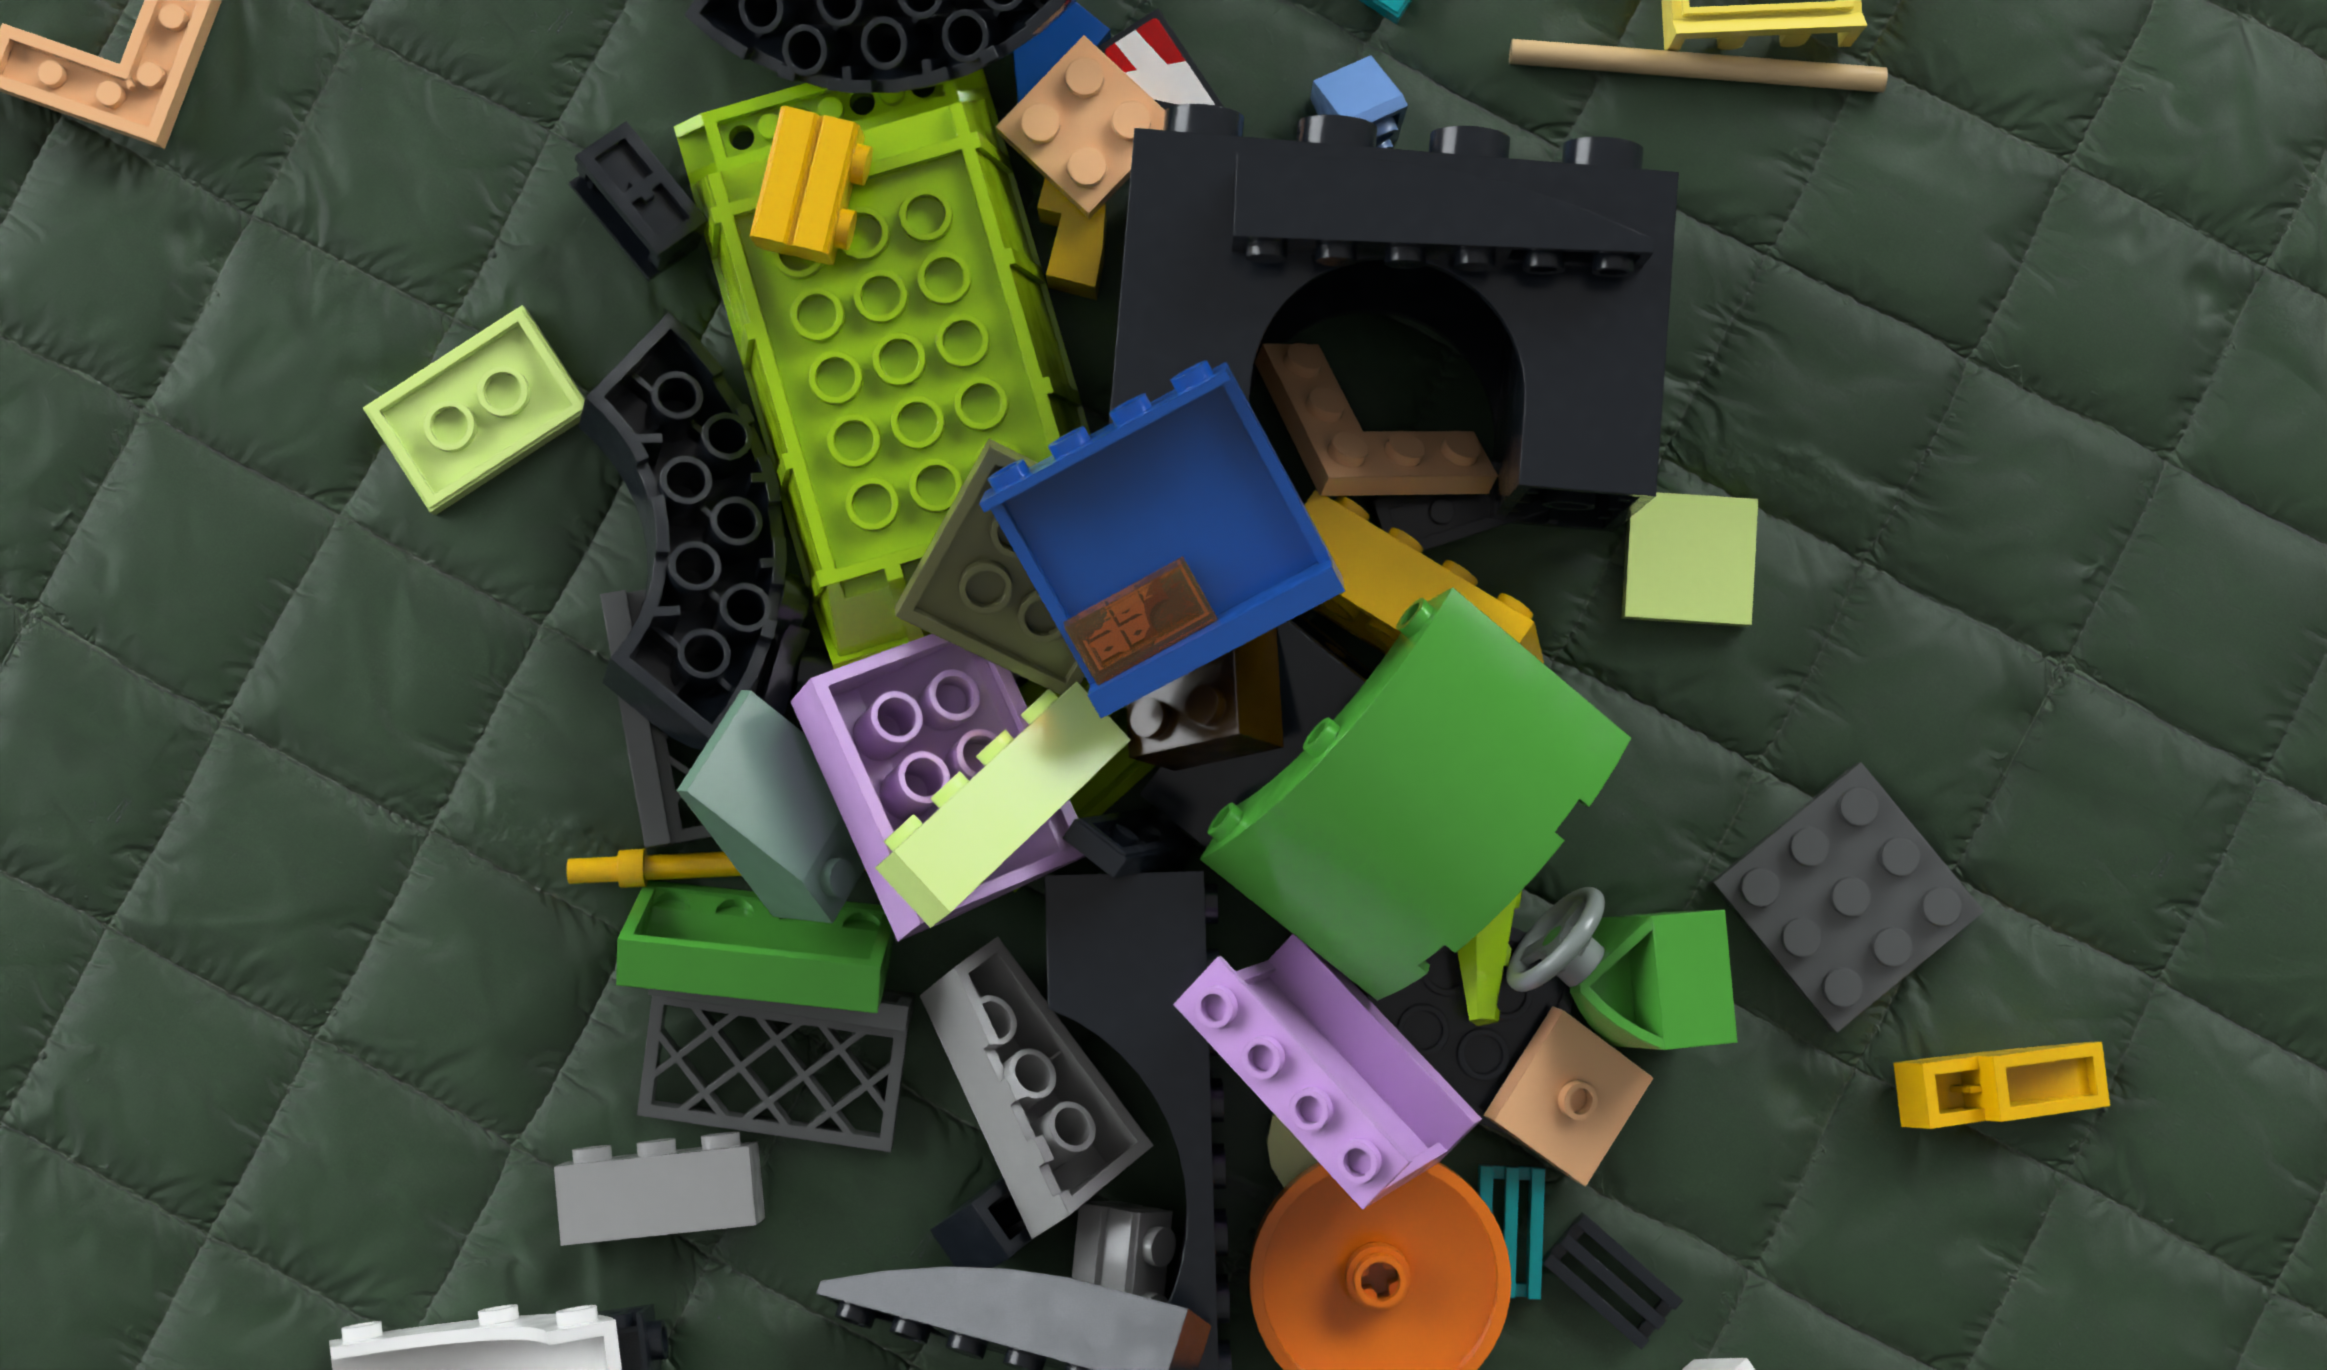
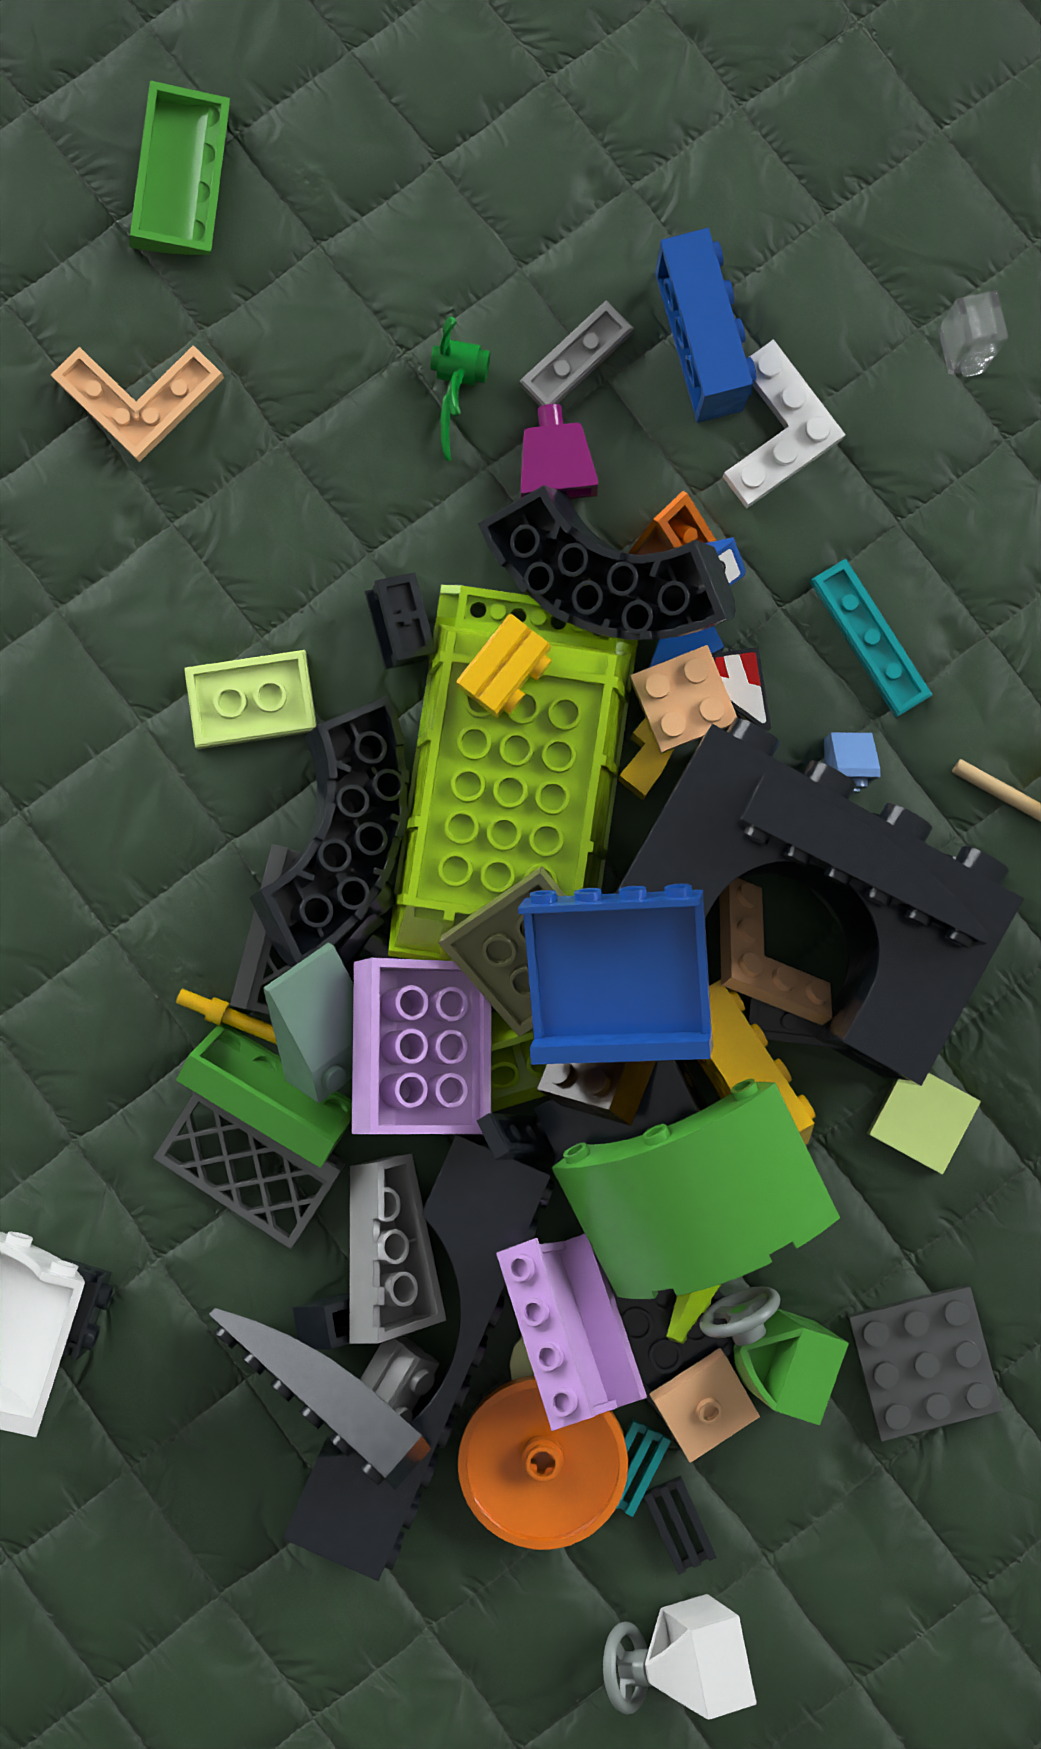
camera: 25 degrees right, 0 degrees up
(659, 1189) = (145, 1209): light grey brick -> none
(1002, 805) = (449, 1084): yellowish green brick -> none
(1140, 620) = (581, 1017): clear orange tile -> none
(2001, 1085) = (965, 1518): yellow slope -> none

